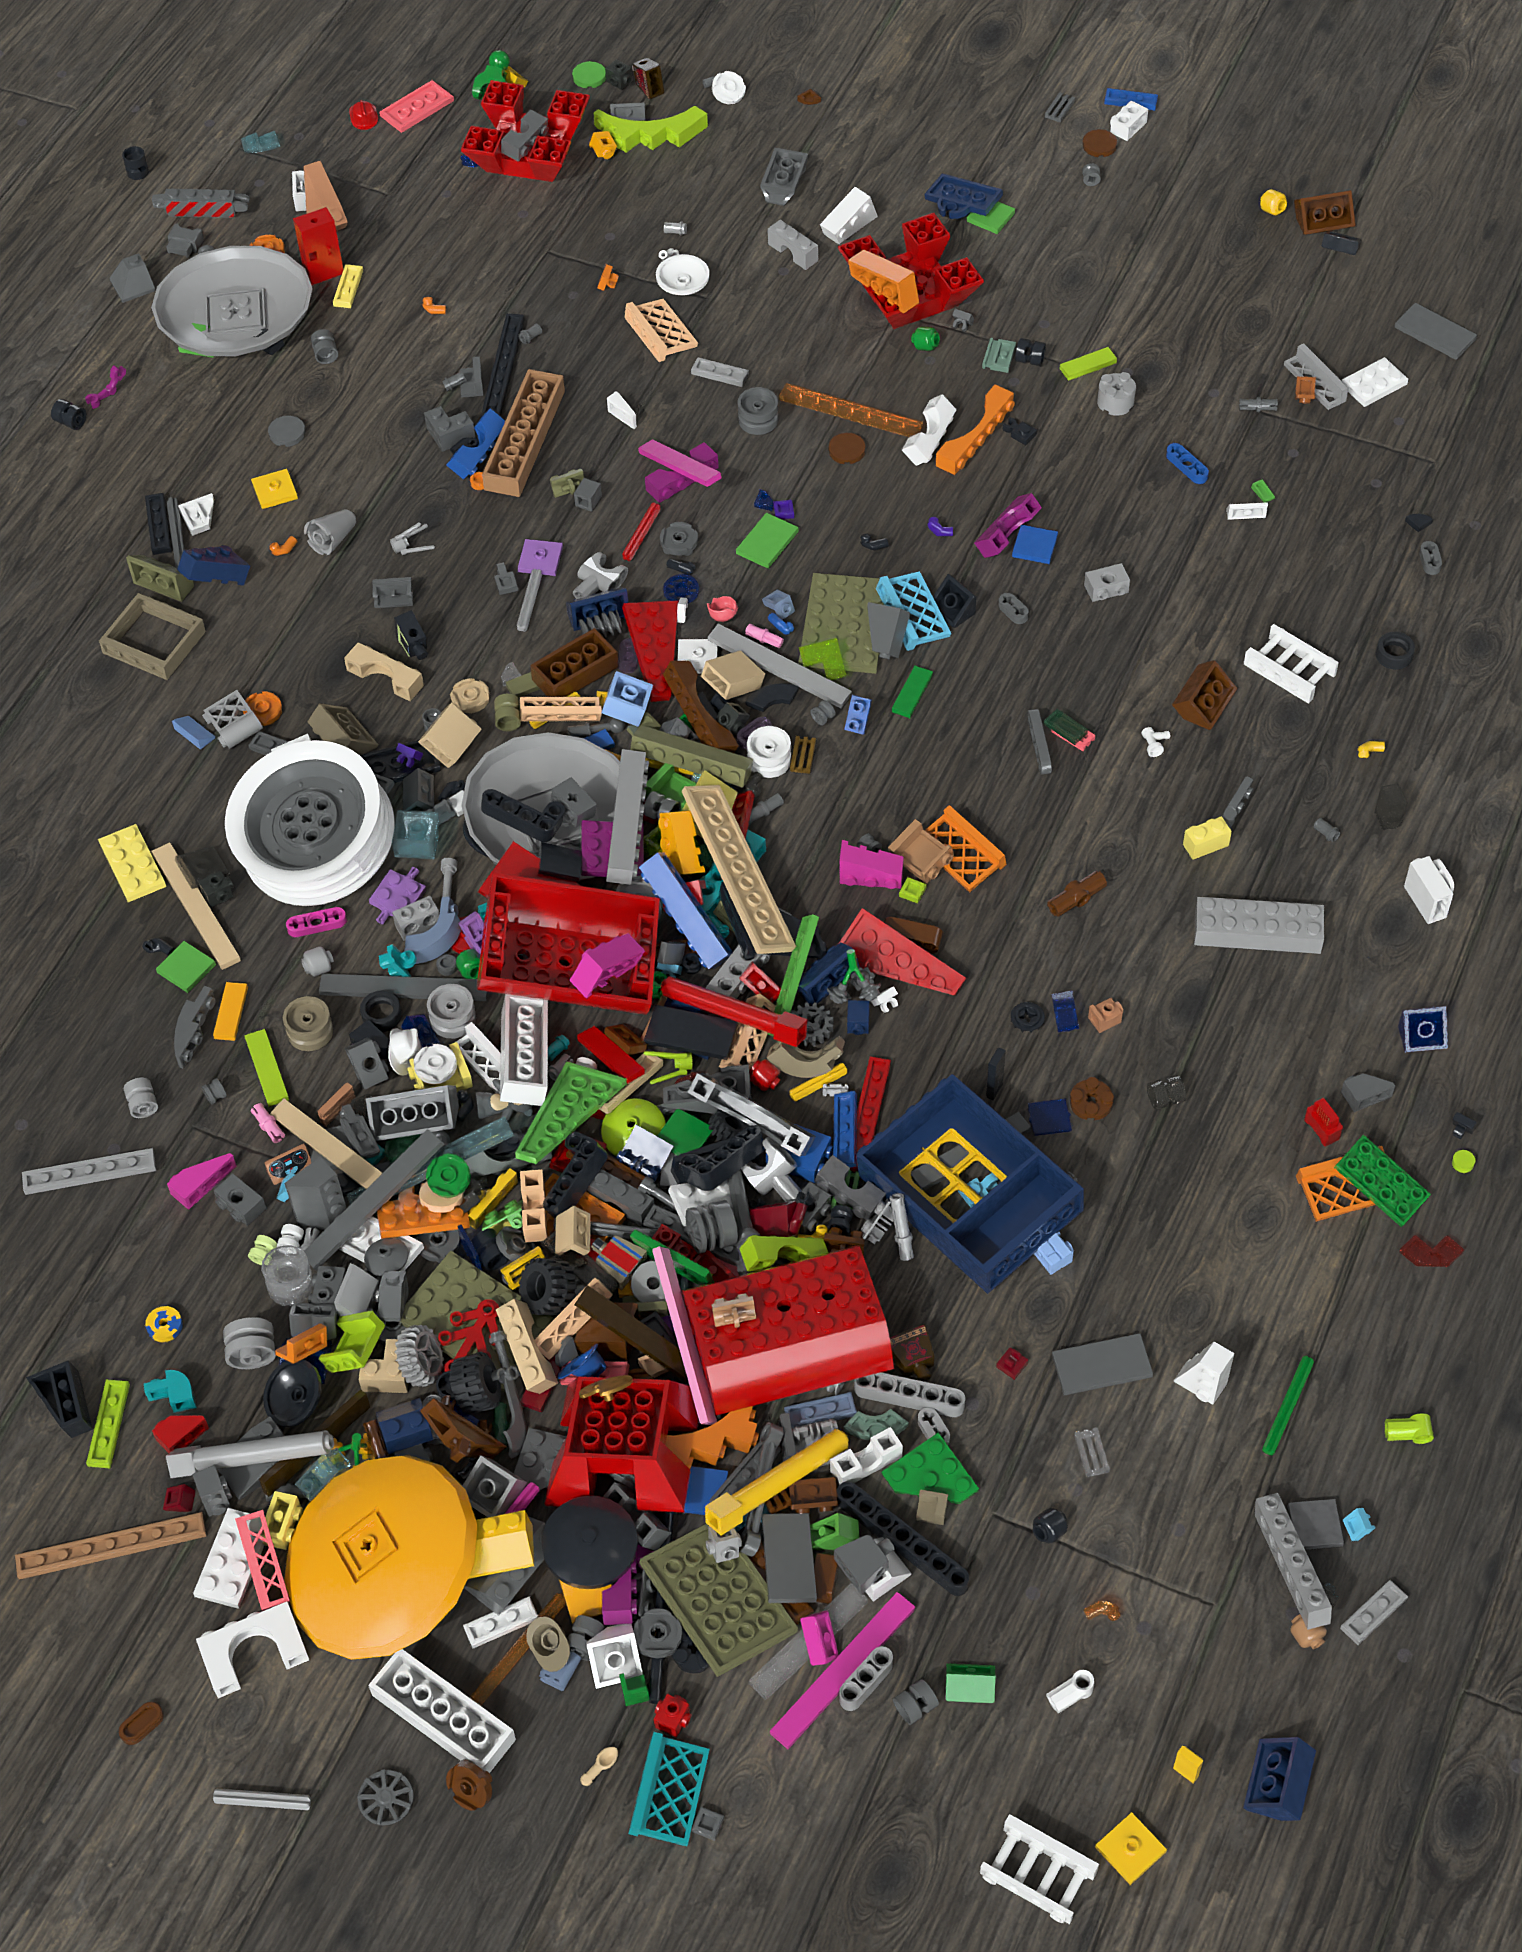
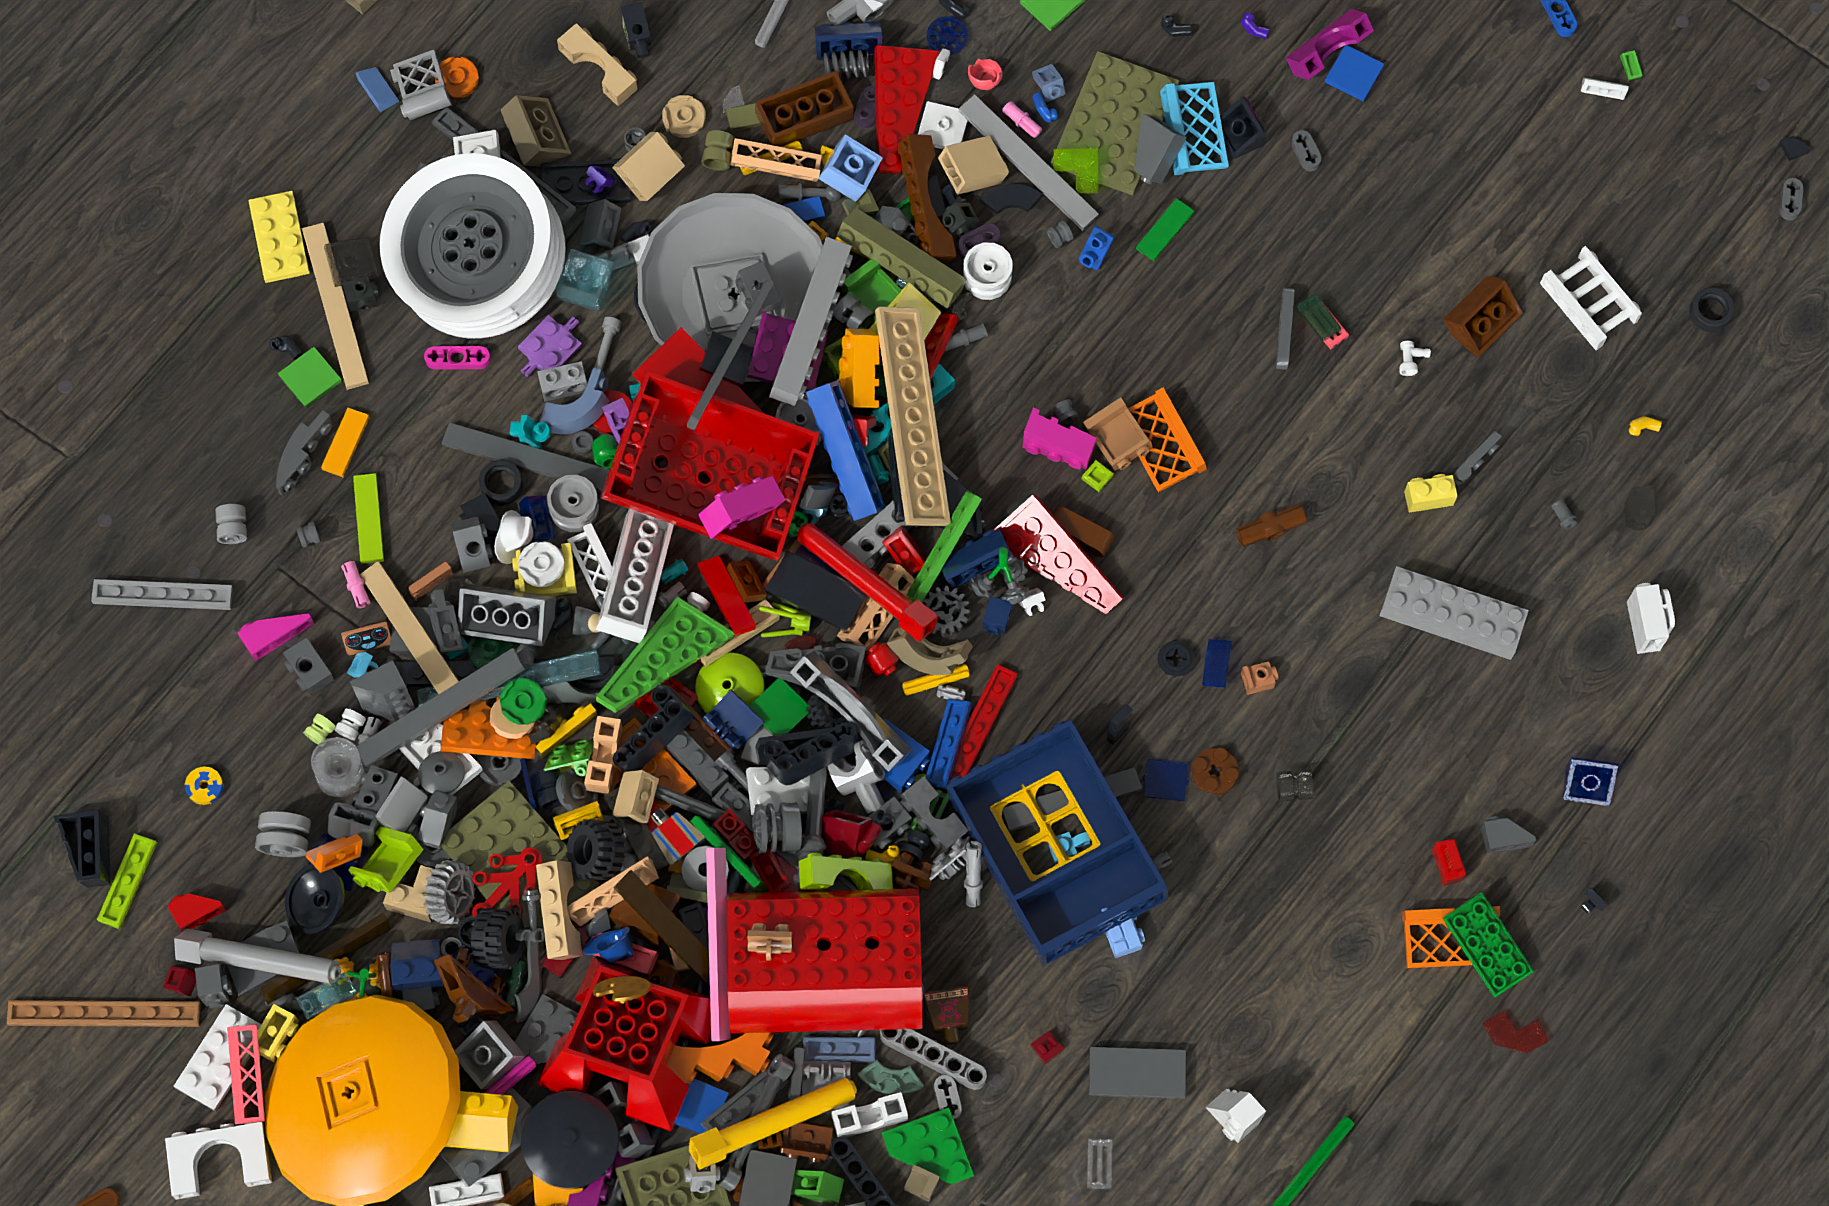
camera: 10 degrees right, 15 degrees up
(176, 1387) = (202, 863): teal brick -> none
(308, 1023) = (421, 481): dark tan wheel -> none
(317, 961) = (447, 407): light grey head -> none
(522, 817) = (699, 290): black beam -> none
(563, 848) = (730, 354): none -> dark grey tile
(804, 742) = (1031, 264): pearl gold tile -> none
(1107, 582) = (1428, 137): light grey brick -> none
(1463, 1161) = (1582, 940): lime tile -> none

